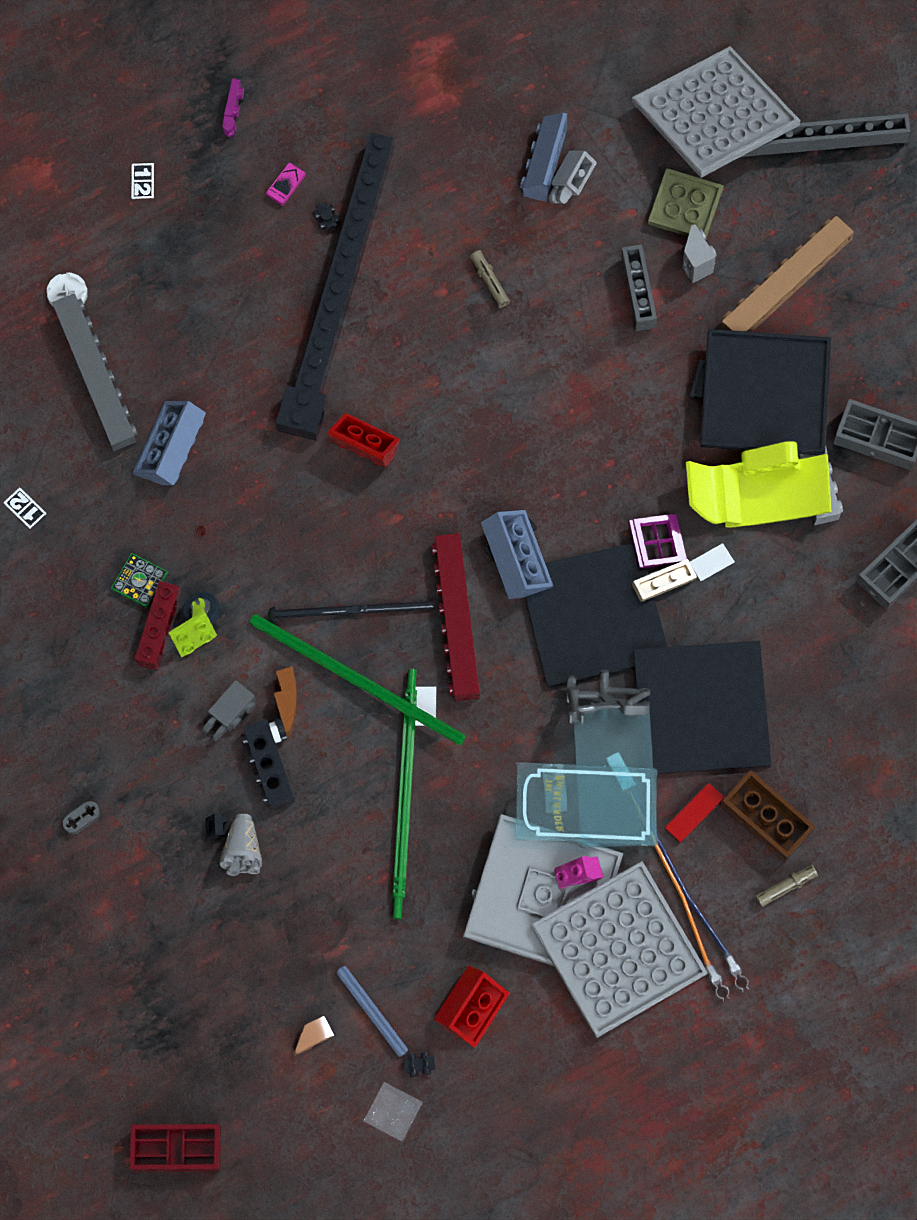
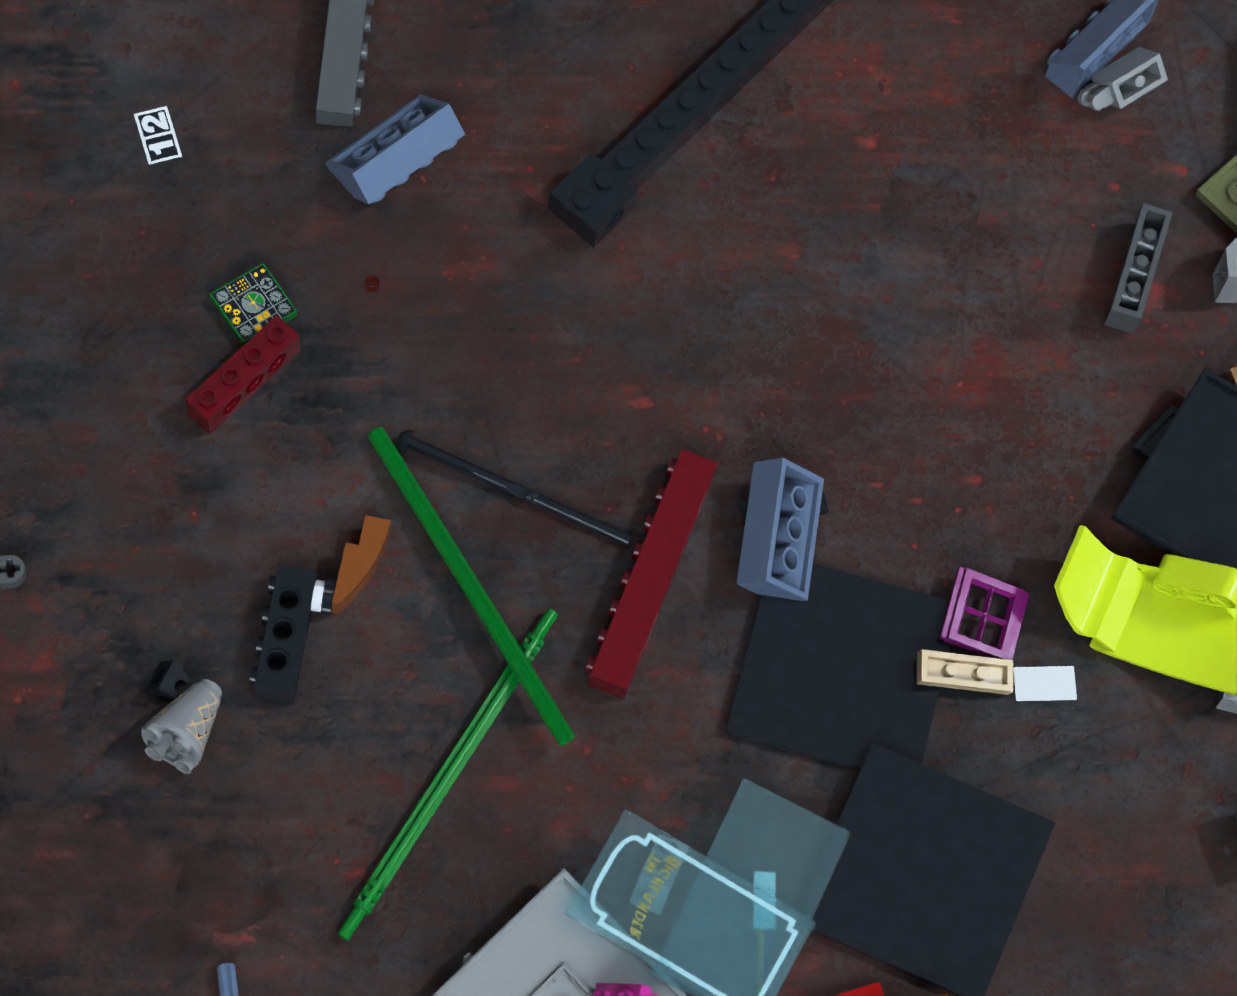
camera: 15 degrees right, 5 degrees down
(200, 613) = (293, 405): lime plate -> none
(230, 709) = (275, 535): dark grey hinge -> none
(364, 439) = (656, 275): red slope -> none
(426, 701) = (549, 664): white sticker -> none
(500, 296) = (940, 127): dark tan pin -> none
(607, 698) = (799, 789): dark grey piece -> none

